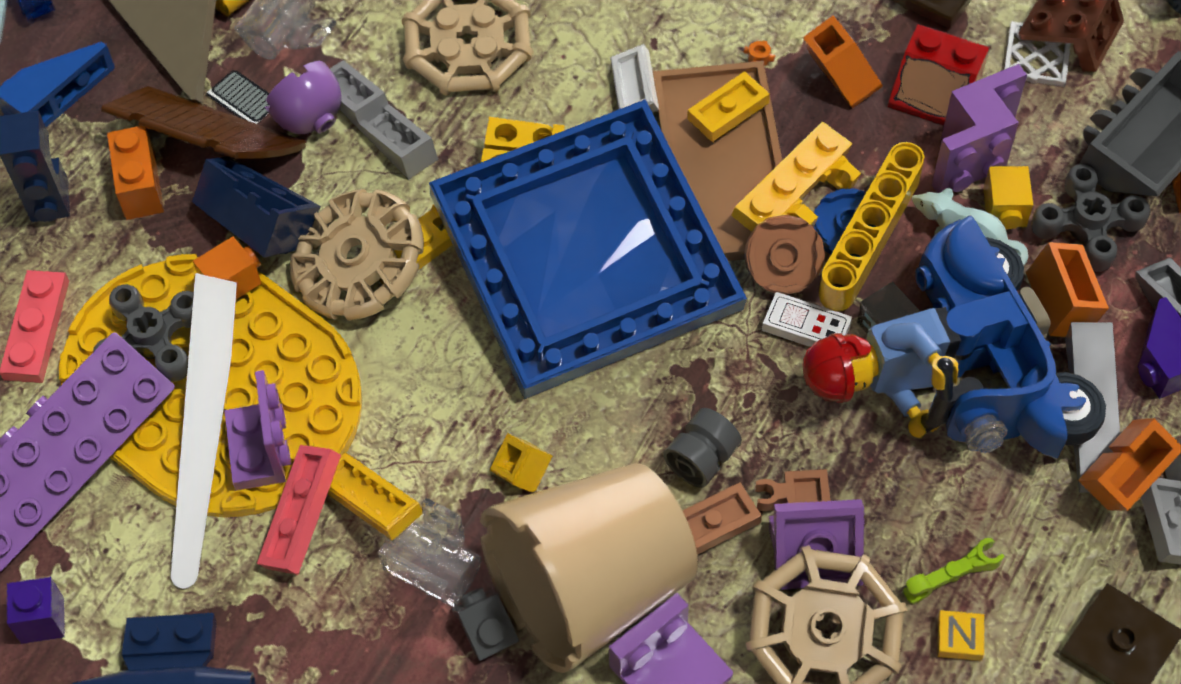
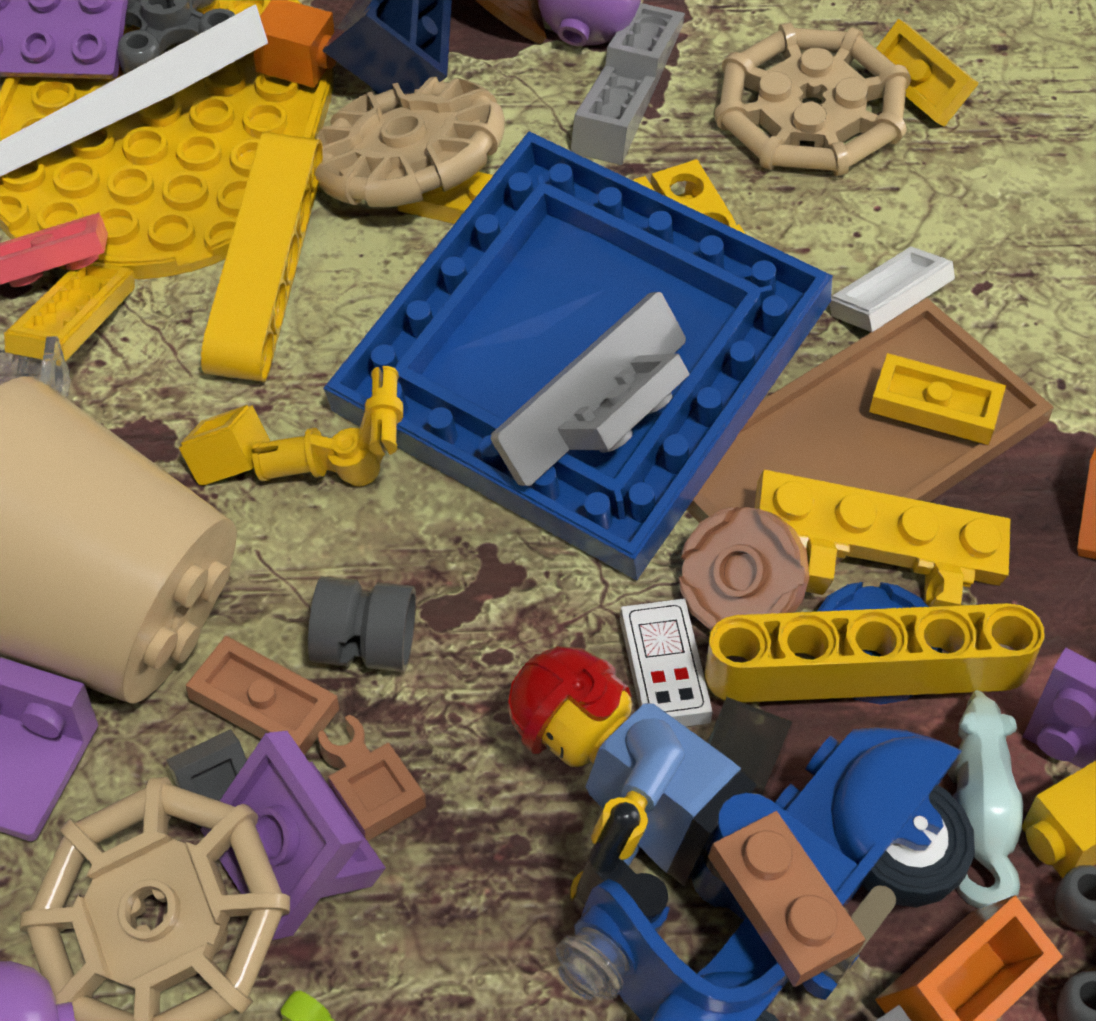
camera: 55 degrees right, 5 degrees down
(257, 439) = (86, 164): medium lavender bracket -> none
(396, 372) = (262, 258): none -> yellow beam
(576, 396) = (351, 452): none -> yellow pin
(648, 248) = (598, 393): none -> light grey bracket
(752, 563) = (209, 766): none -> dark grey tile
(759, 52) = (1068, 401): orange piece -> none
(1016, 327) = (786, 898): none -> nougat plate

